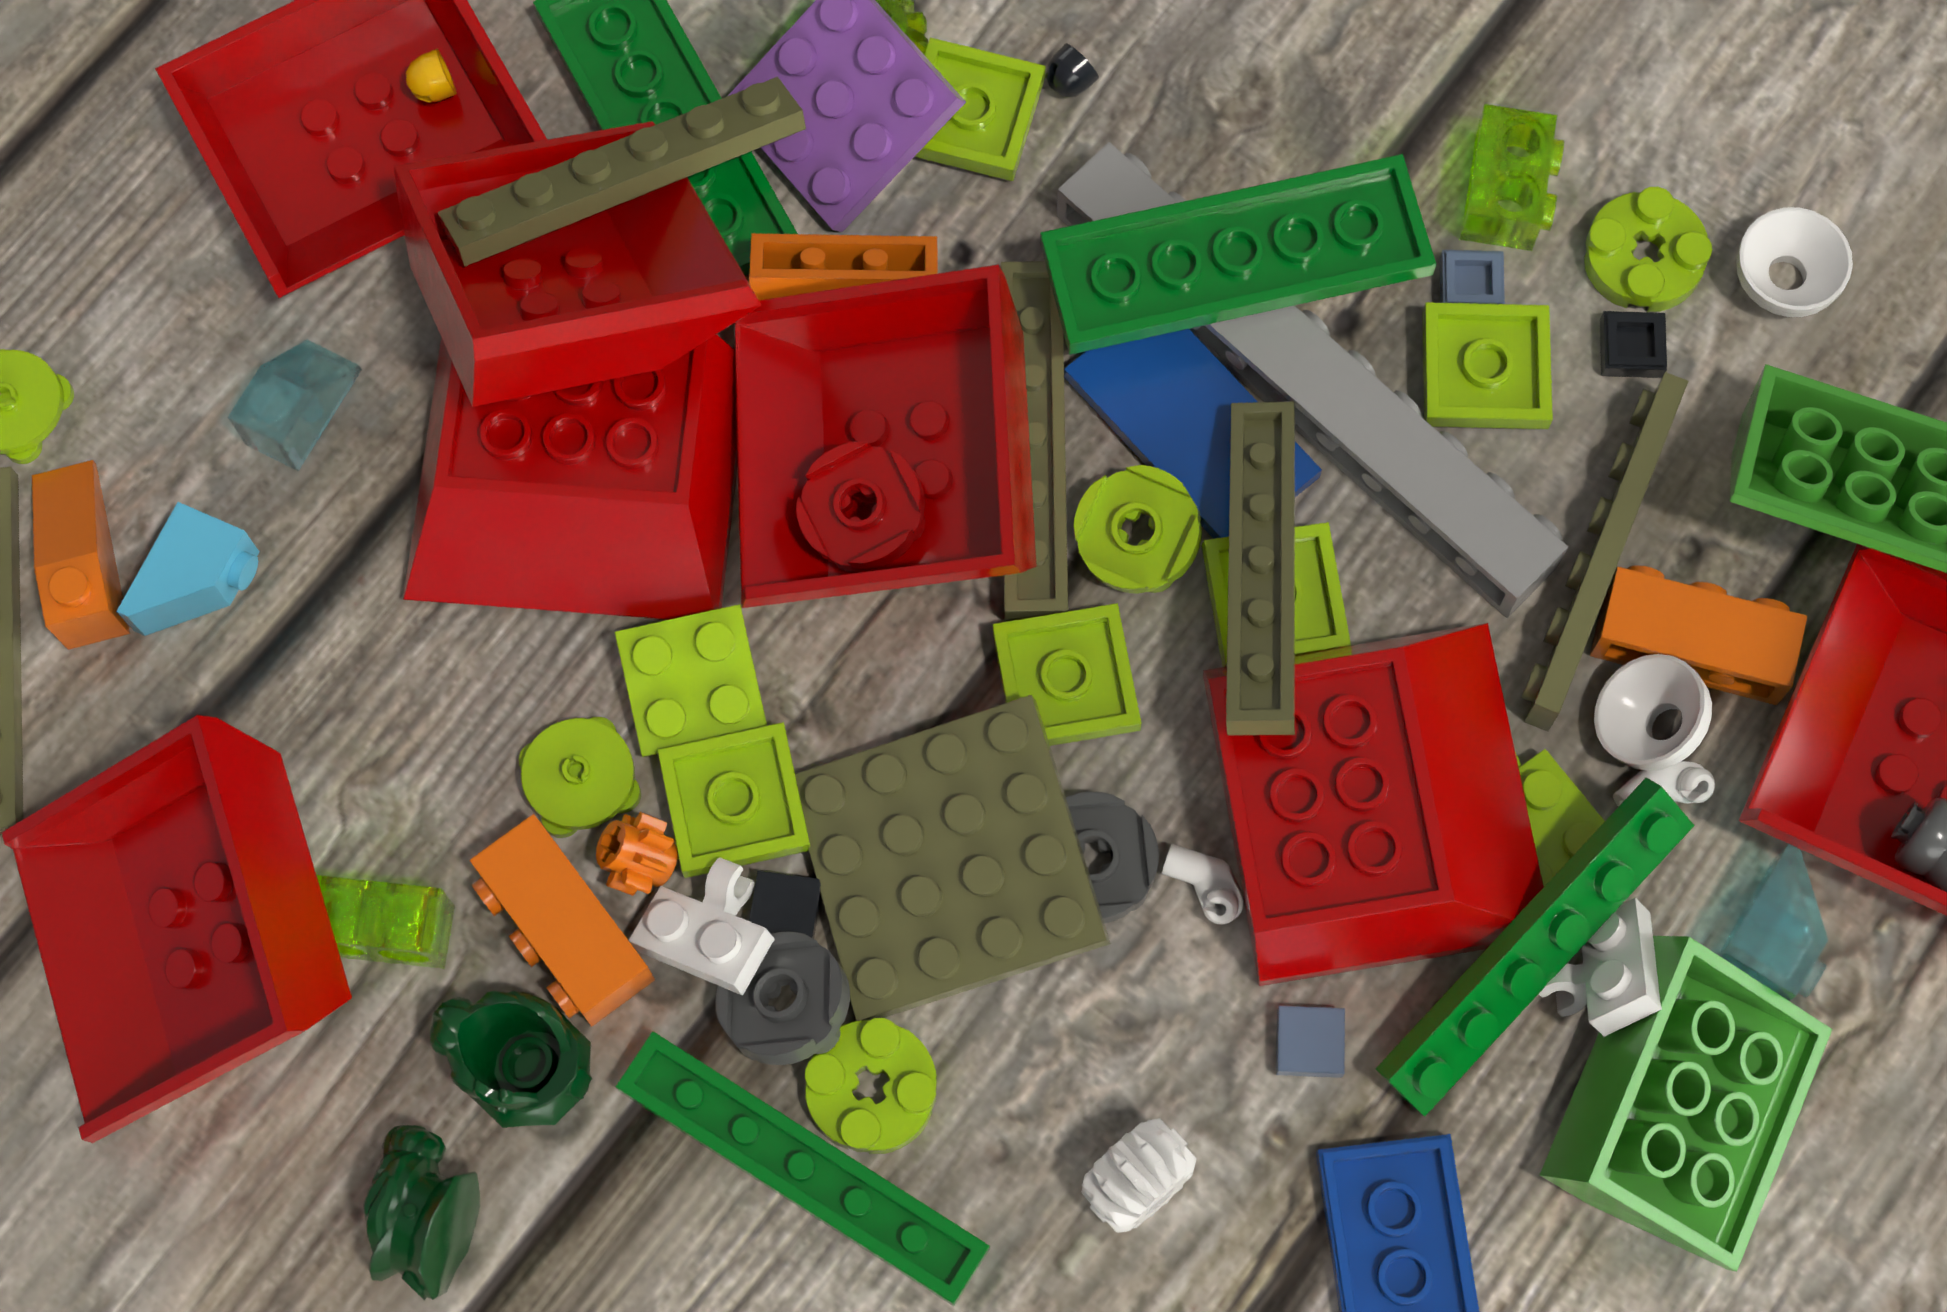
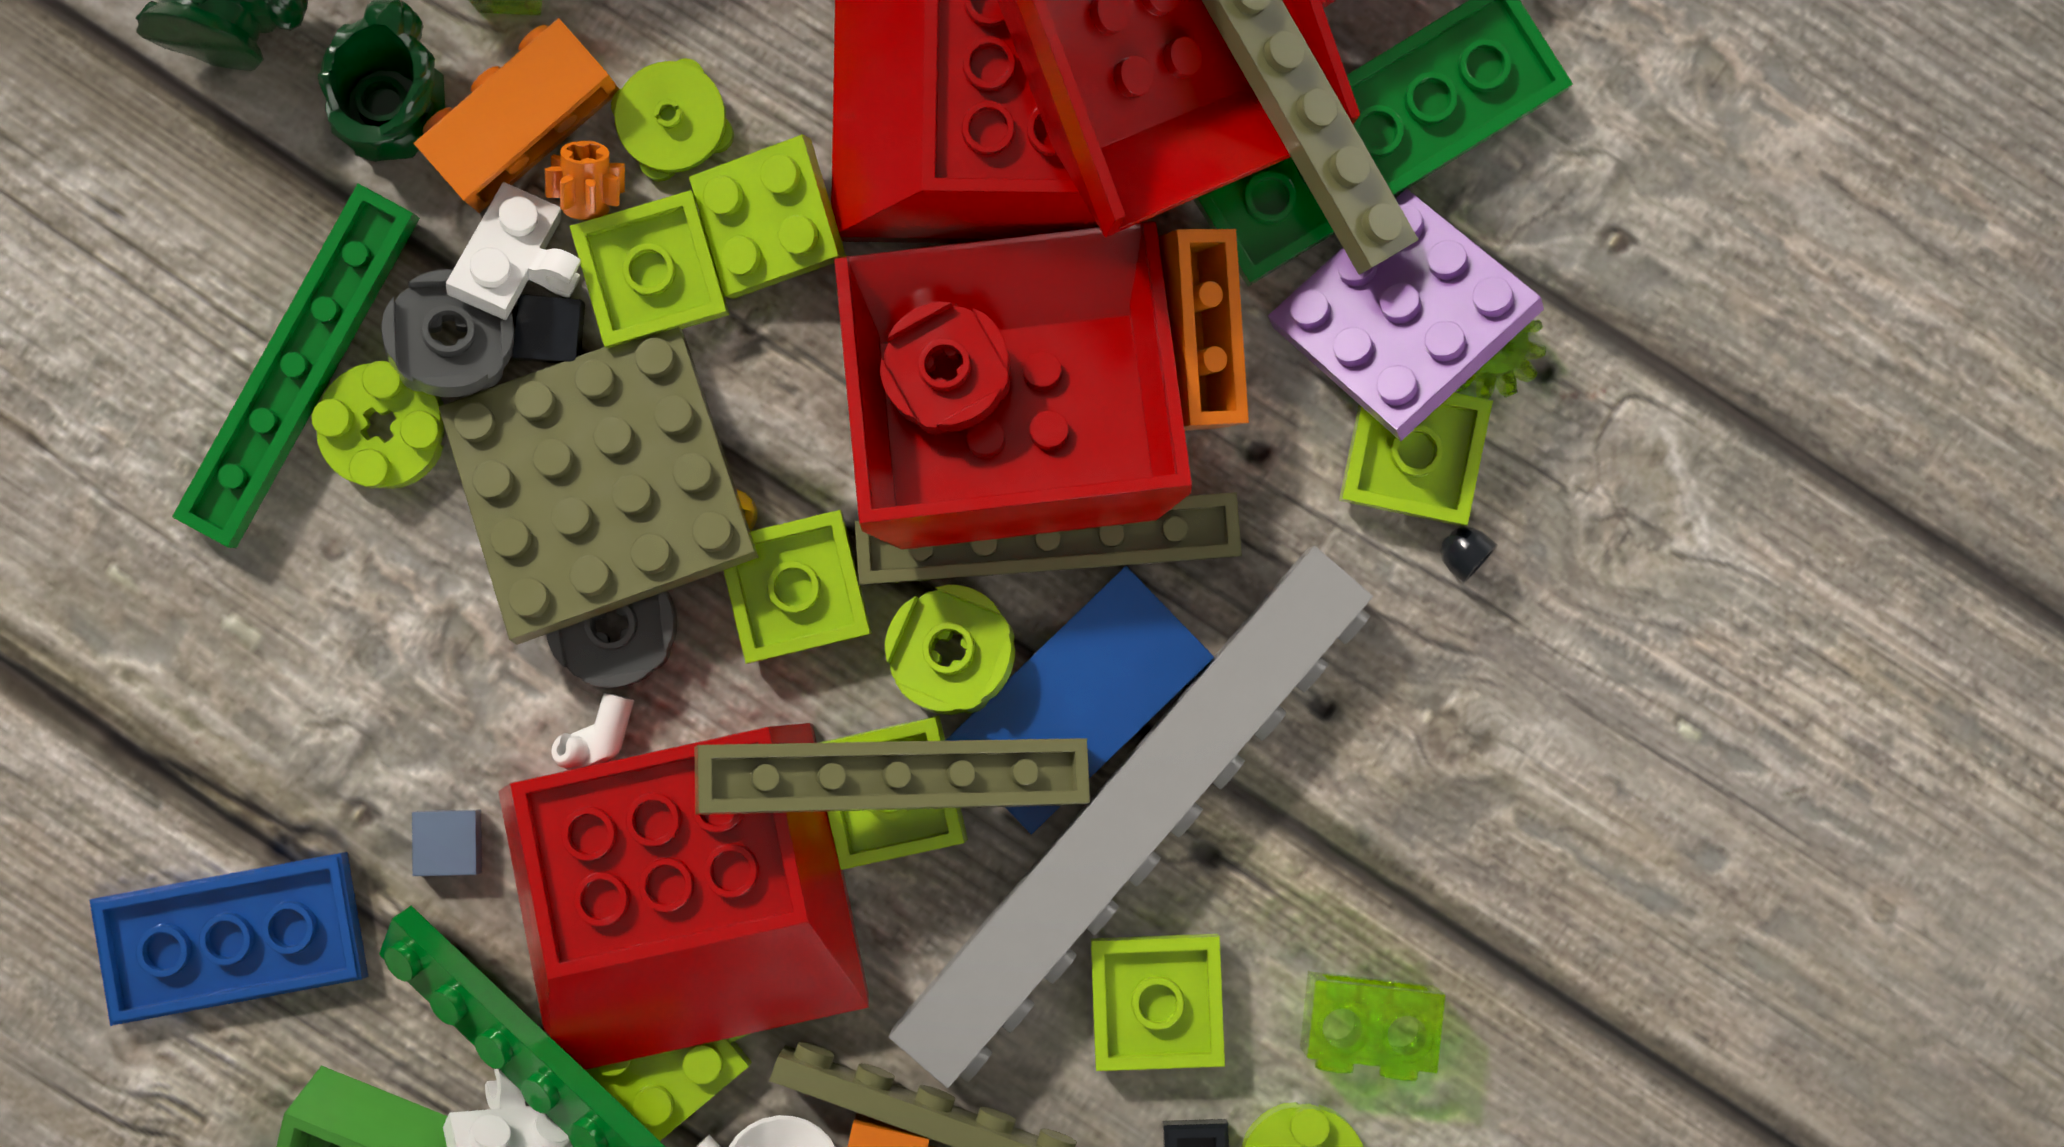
camera: 90 degrees right, 15 degrees up
(1138, 1175) = (292, 683): white gear -> none
(1236, 254) = (1243, 738): green plate -> none
(1472, 277) = (1255, 985): sand blue tile -> none

